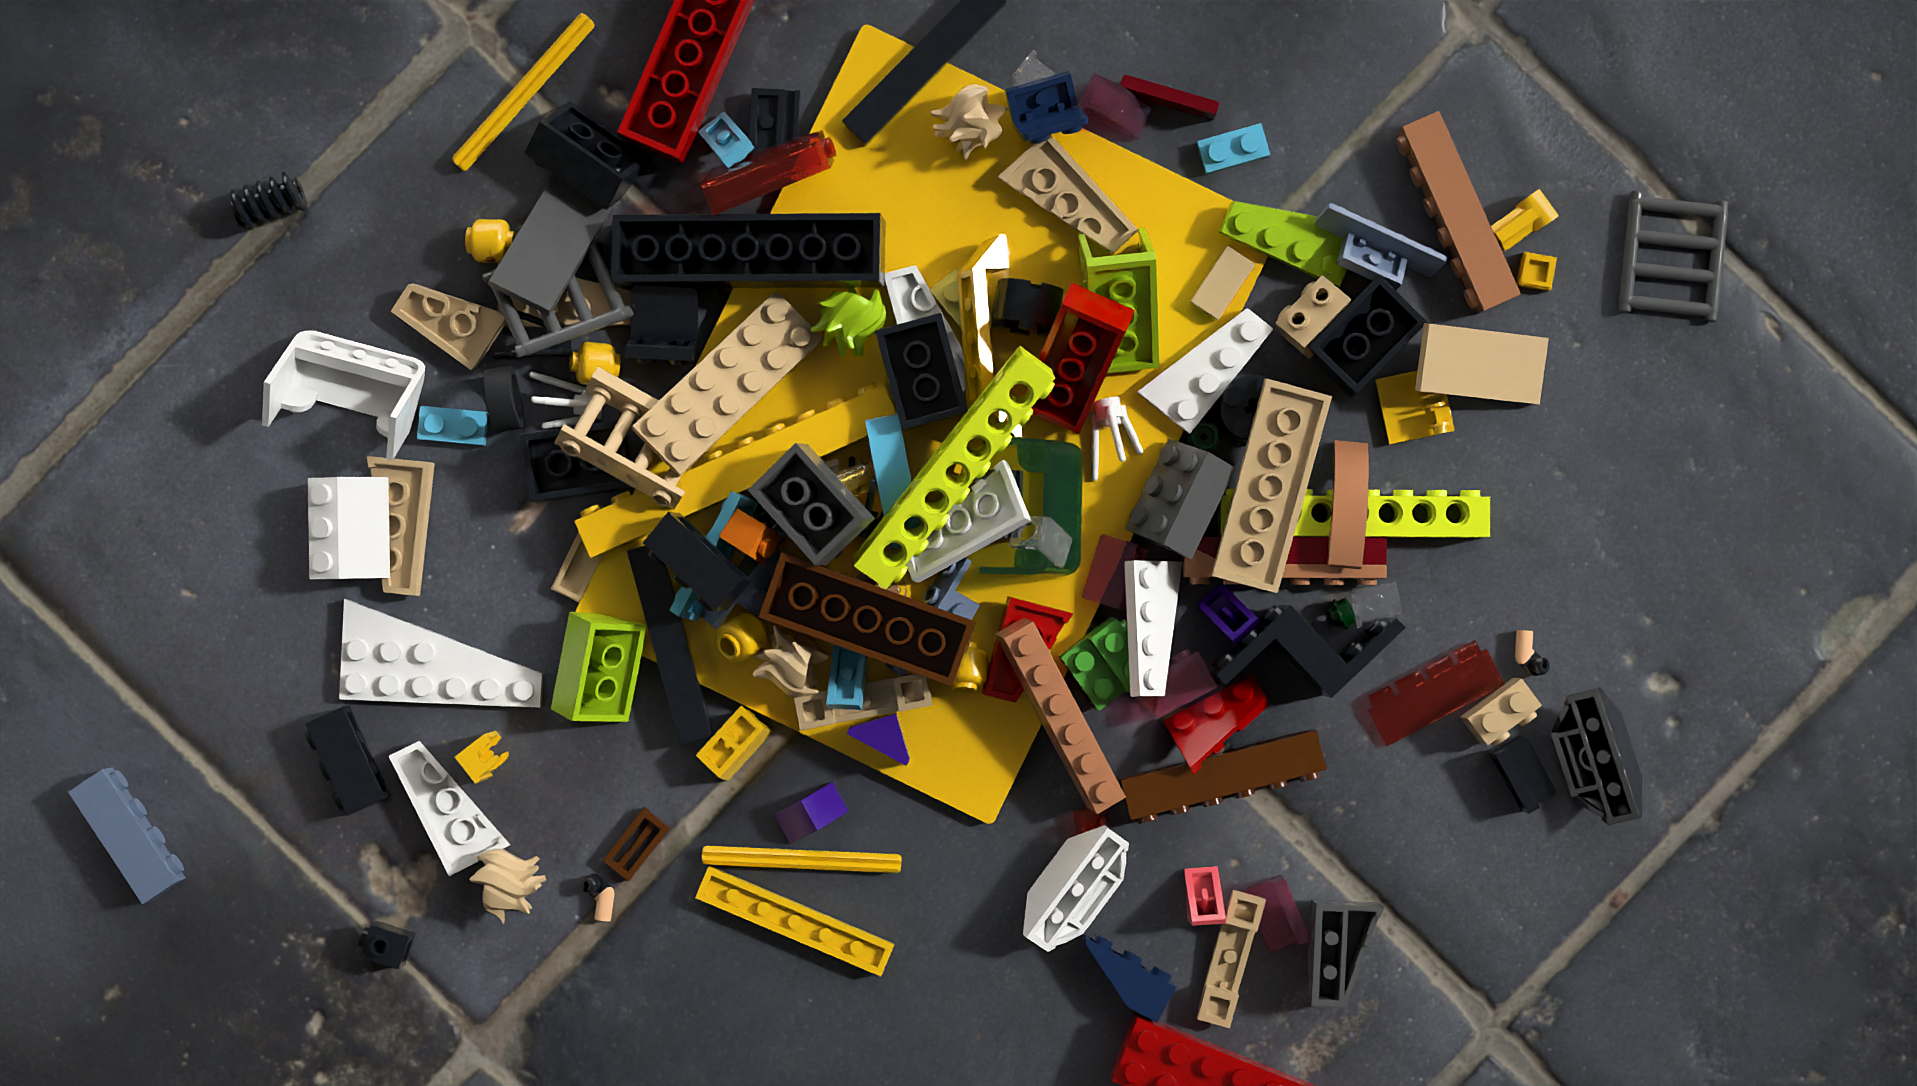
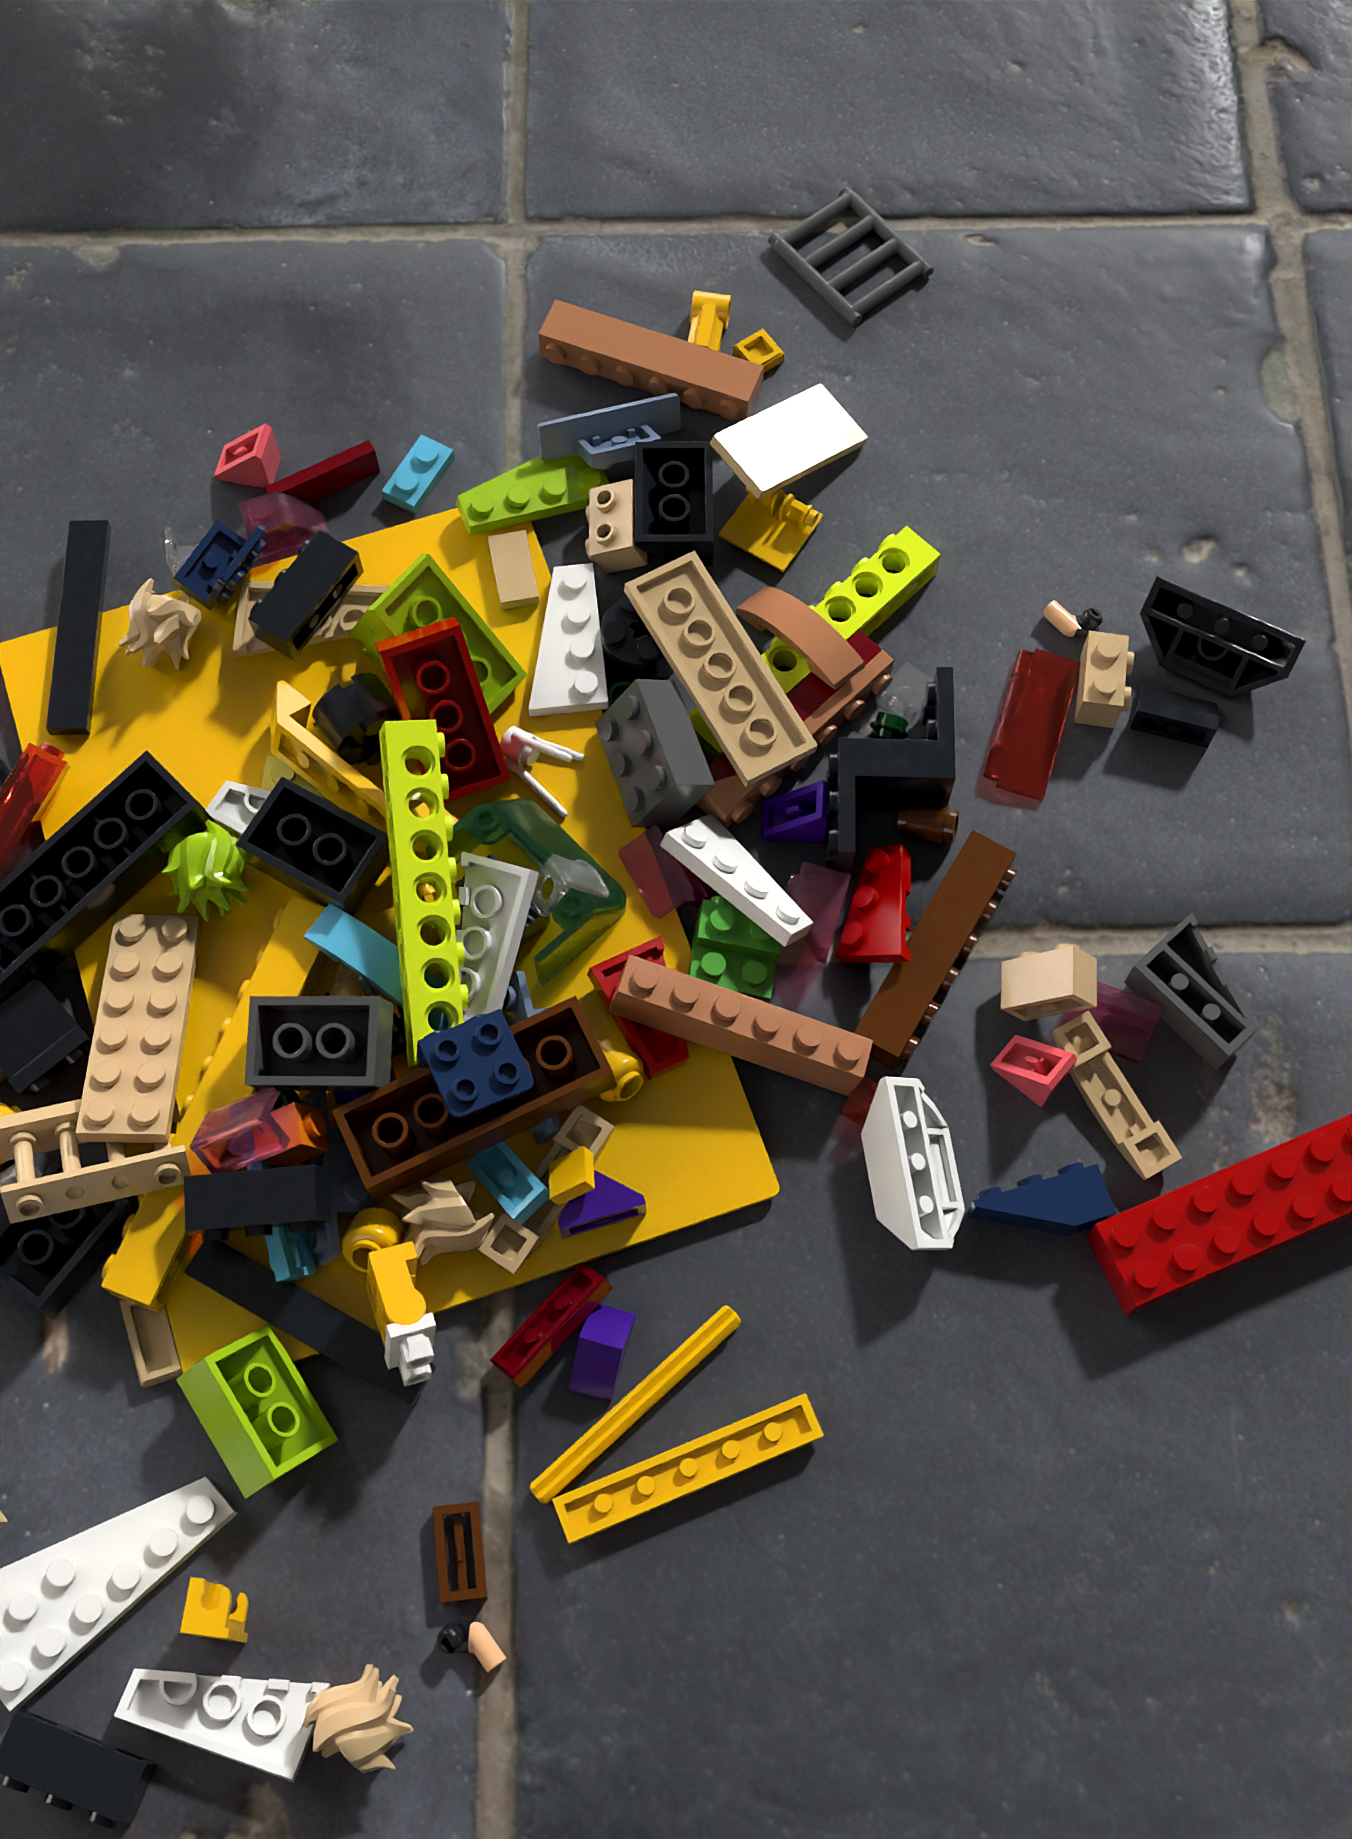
camera: 40 degrees left, 20 degrees down
(716, 698) = (401, 1311): none -> hips
(722, 511) = (240, 1133): none -> clear pink panel
(734, 743) = (463, 1354): yellow hinge -> none
(796, 773) = (551, 1324): none -> dark red tile
(880, 711) = (571, 1176): none -> yellow tile
(881, 607) = (475, 1064): none -> dark blue bracket
(1073, 185) = (305, 594): none -> black brick
(1135, 35) = (250, 459): none -> coral slope
(1260, 862) = (1049, 982): none -> tan brick
(1302, 696) = (930, 823): none -> reddish brown cone

